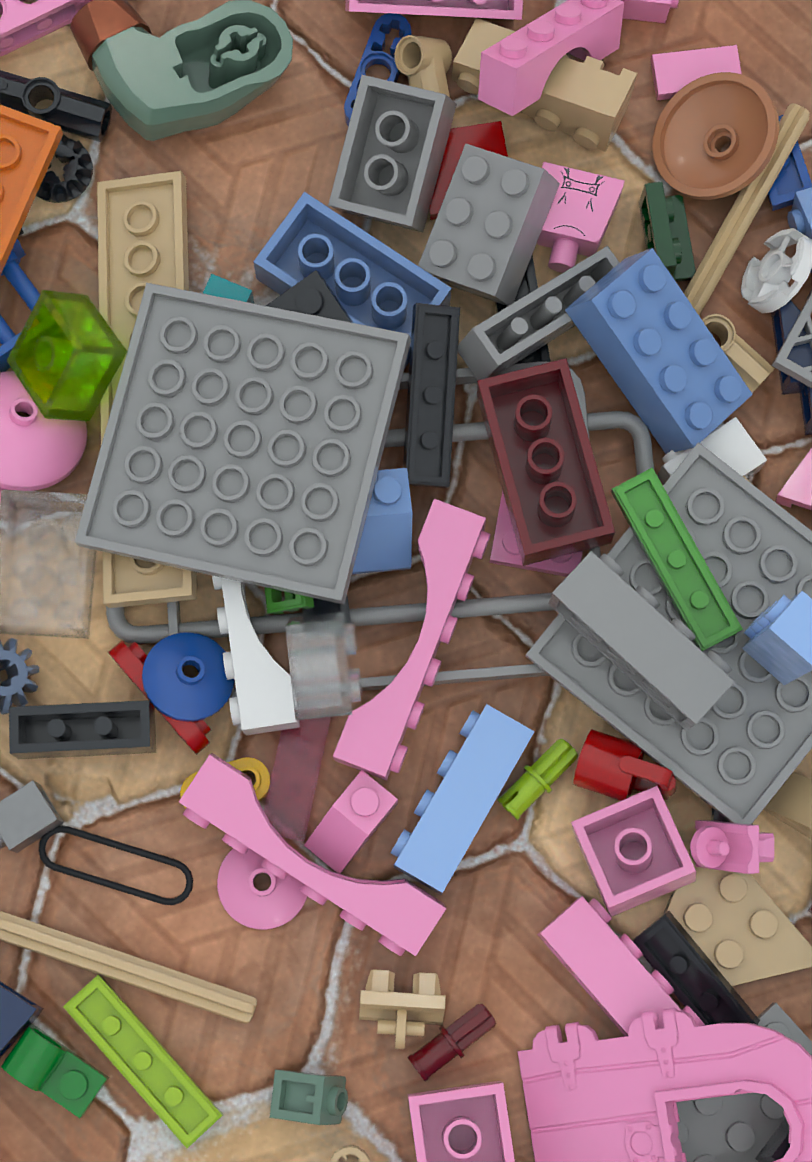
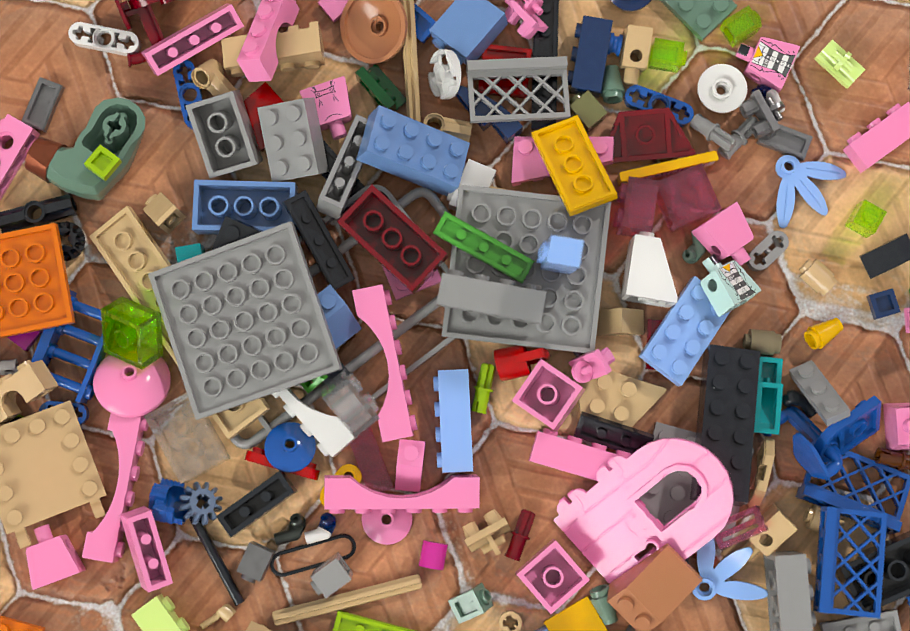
camera: 30 degrees left, 5 degrees up
(110, 809) = (293, 531): none -> pearl dark grey arm
(122, 911) = (331, 575): none -> light grey brick
(156, 838) = (324, 529): none -> arm
(187, 82) = (102, 162): none -> lime plate
(228, 216) = (163, 212): none -> tan slope
(298, 984) = (433, 555): none -> dark pink brick

